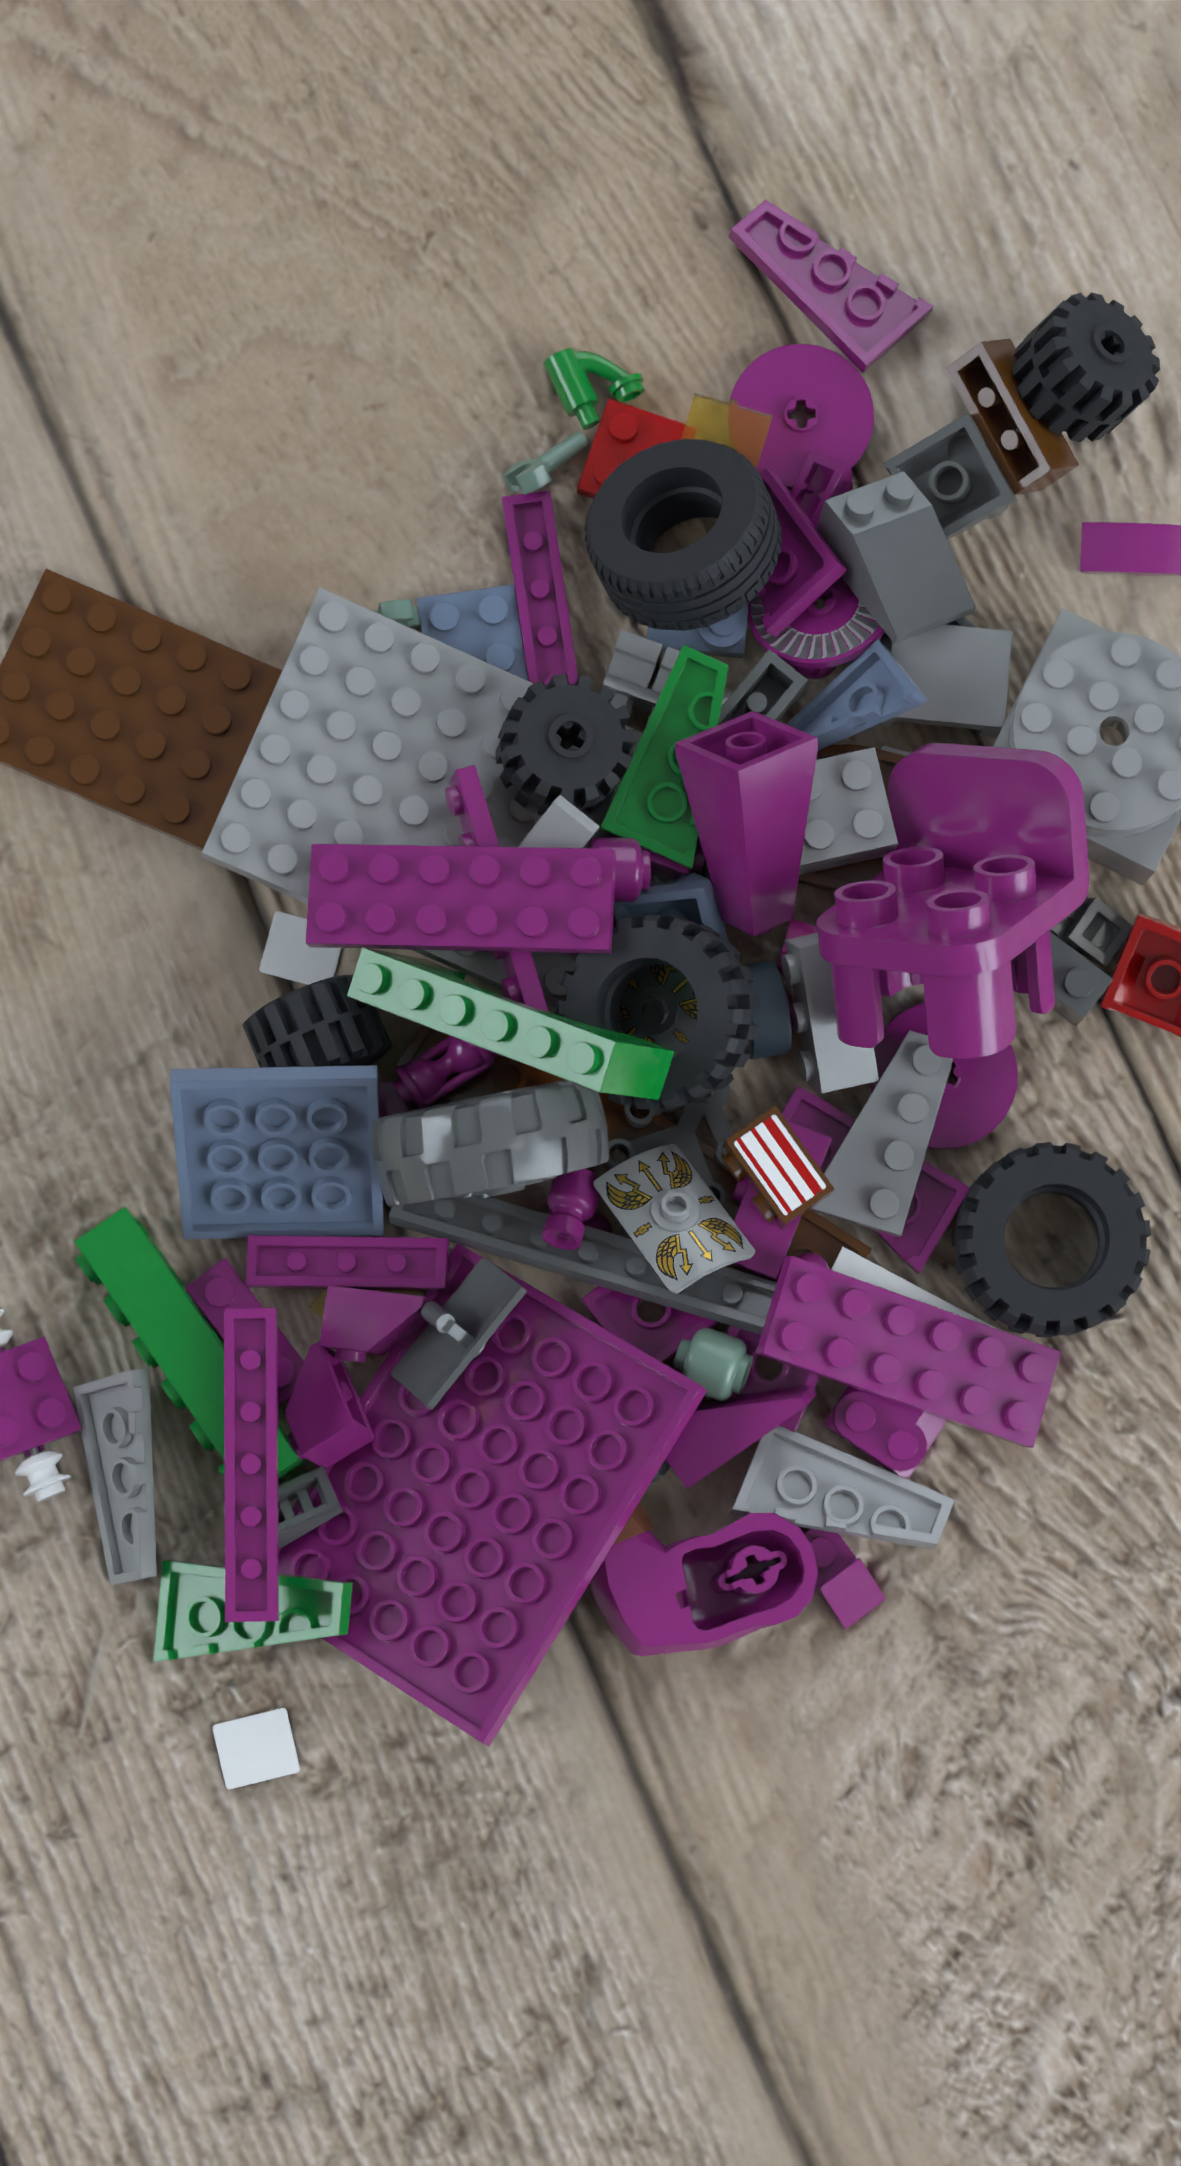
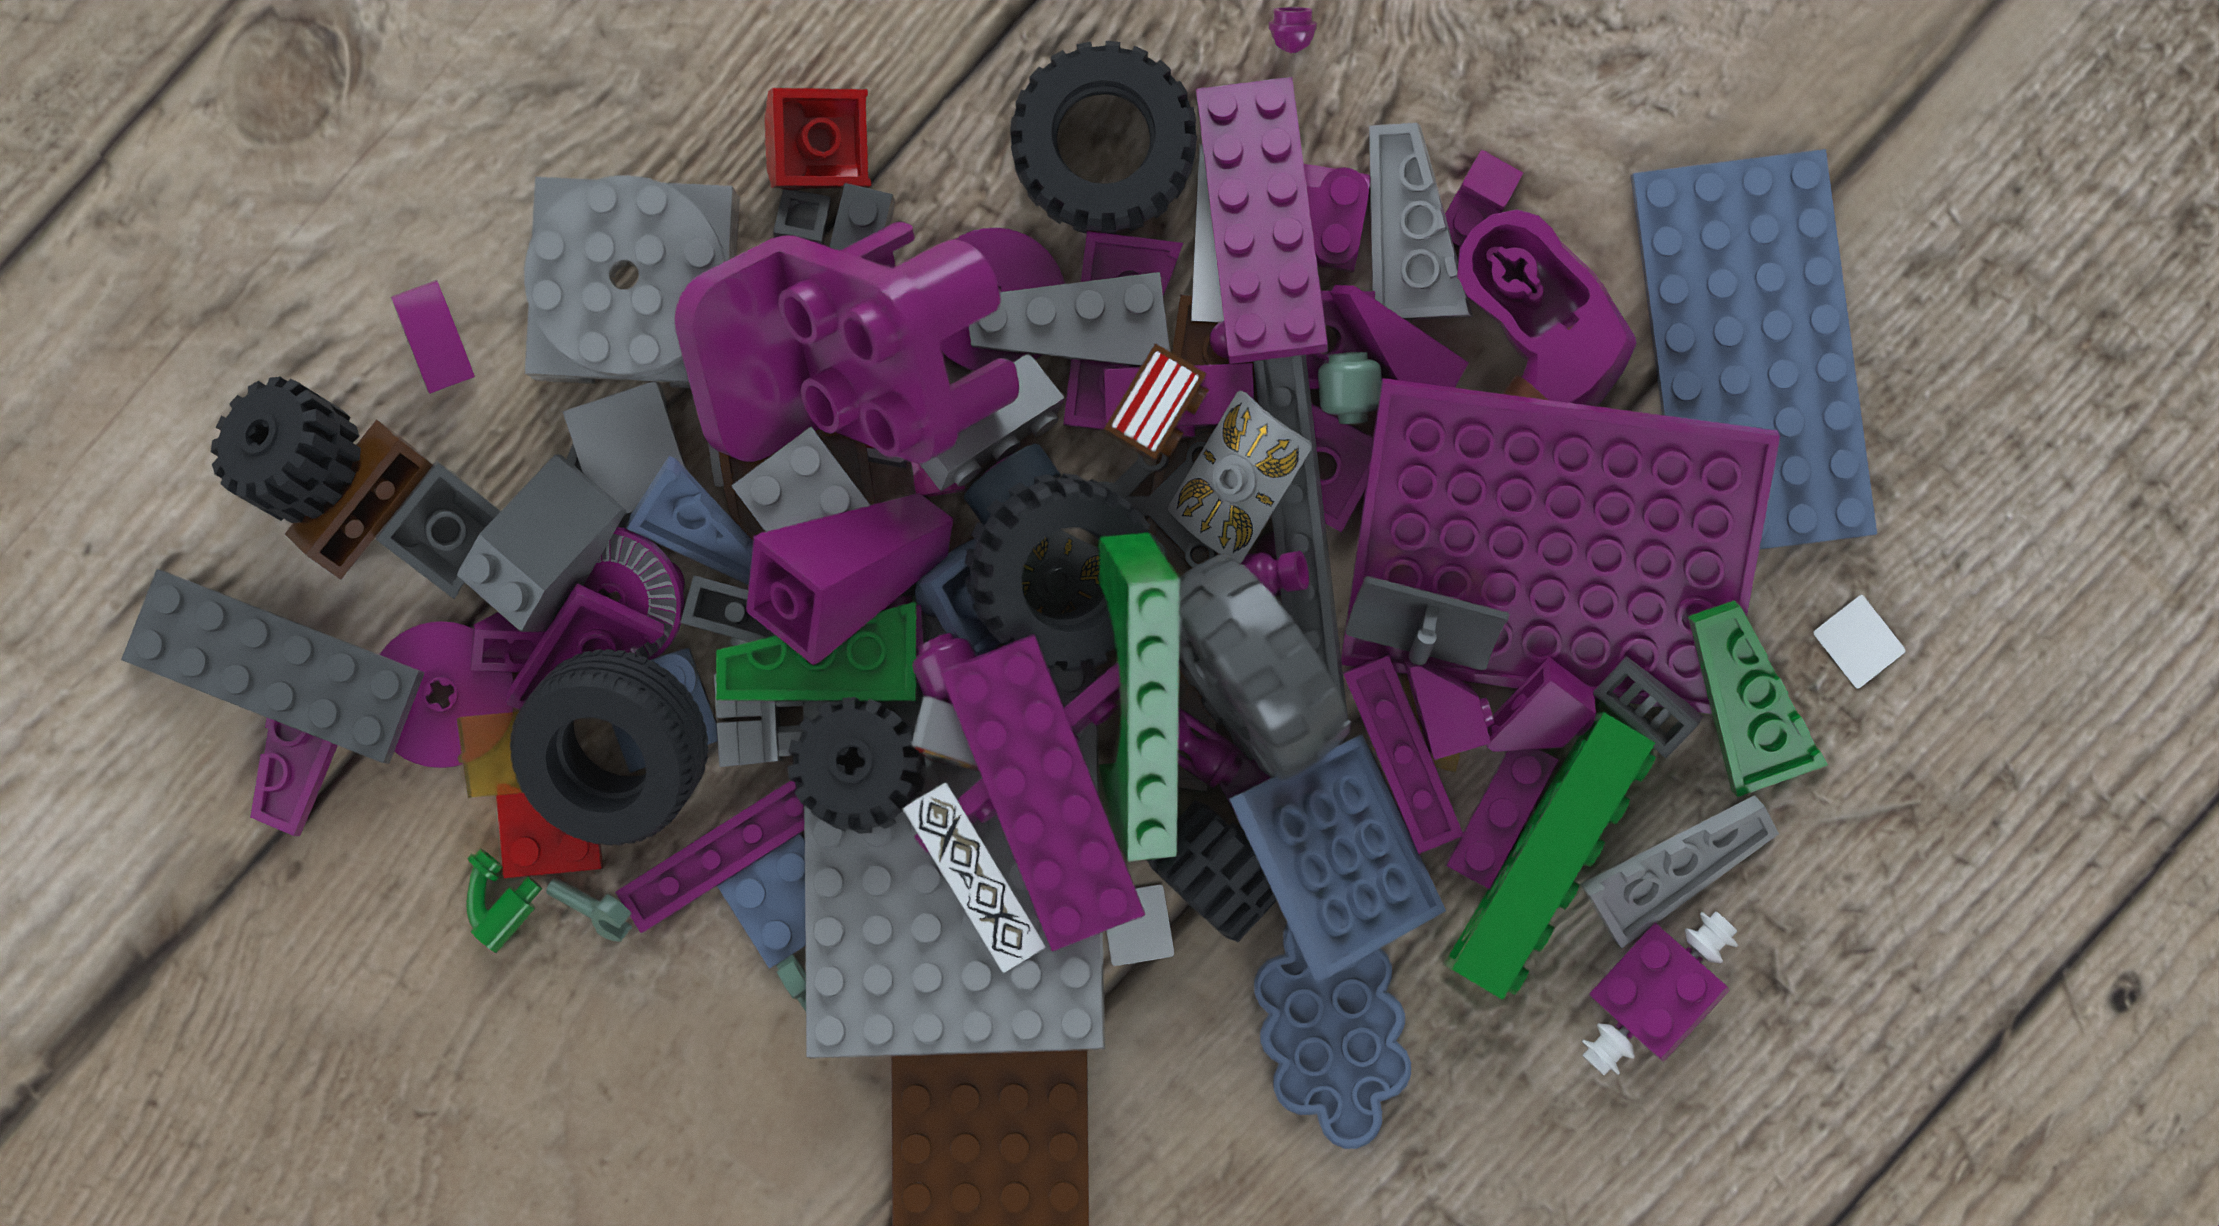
camera: 110 degrees left, 5 degrees up
(106, 1079) = (1333, 1041): none -> sand blue plate
(251, 1465) = (1630, 749): magenta plate -> none
(412, 804) = (974, 877): none -> white sticker
(593, 1787) = (1759, 328): none -> sand blue plate
(892, 277) = (273, 666): none -> dark grey plate
(1079, 1469) = (1292, 28): none -> magenta plate

